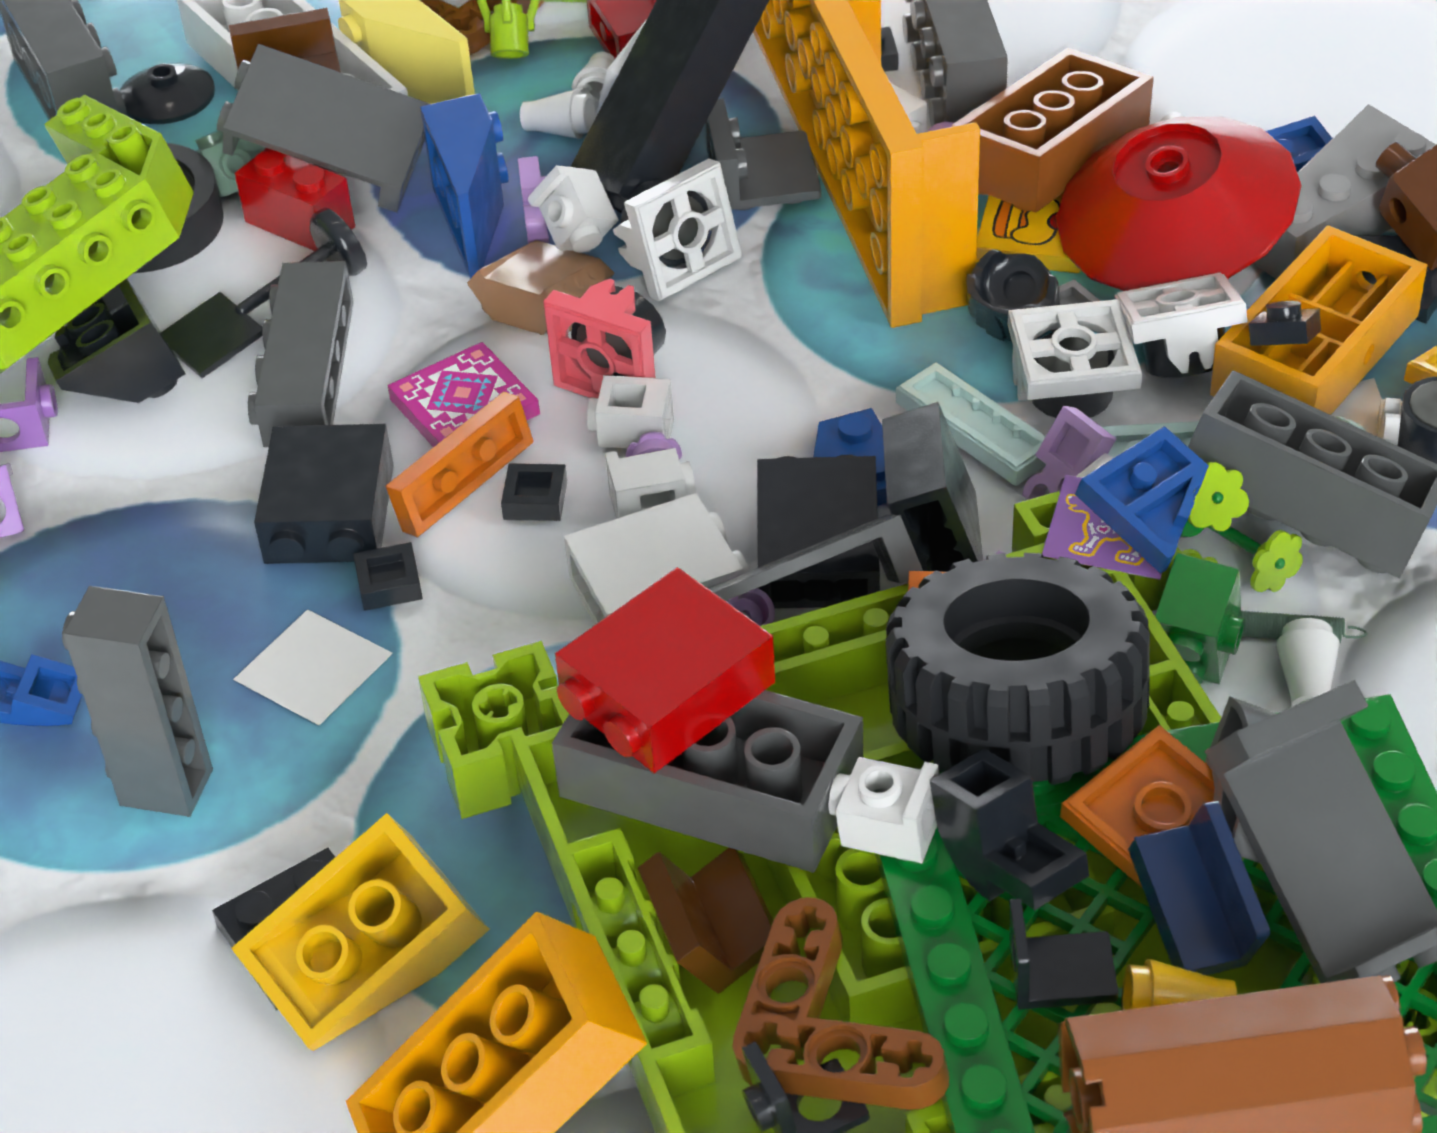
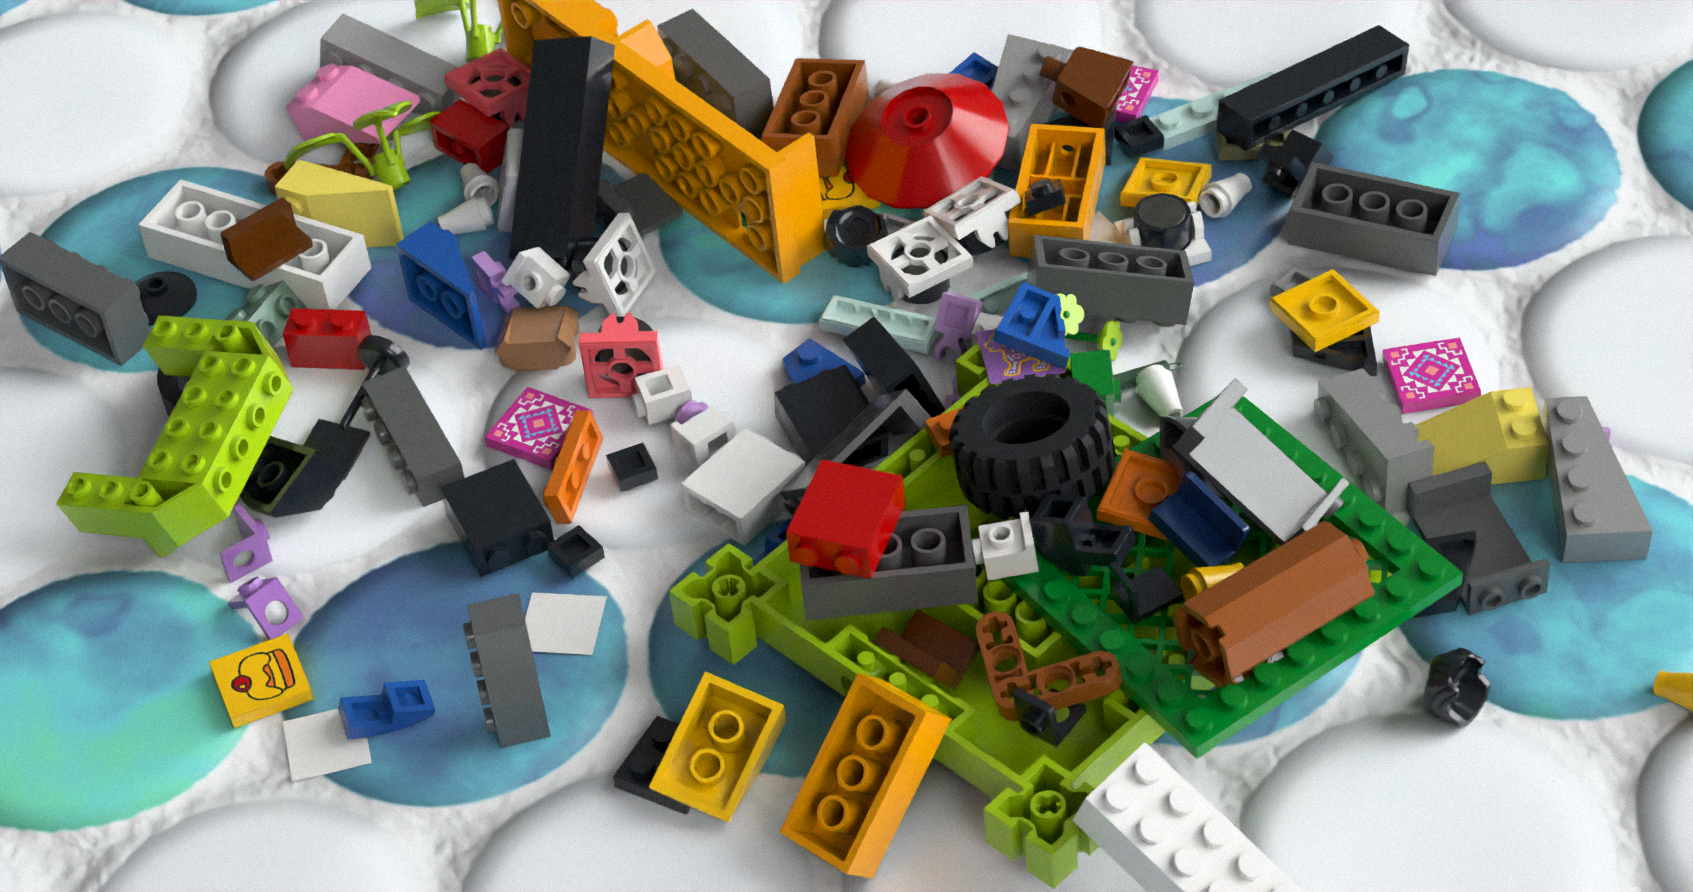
camera: 25 degrees left, 0 degrees up
(326, 120) = (326, 276): dark grey panel -> none

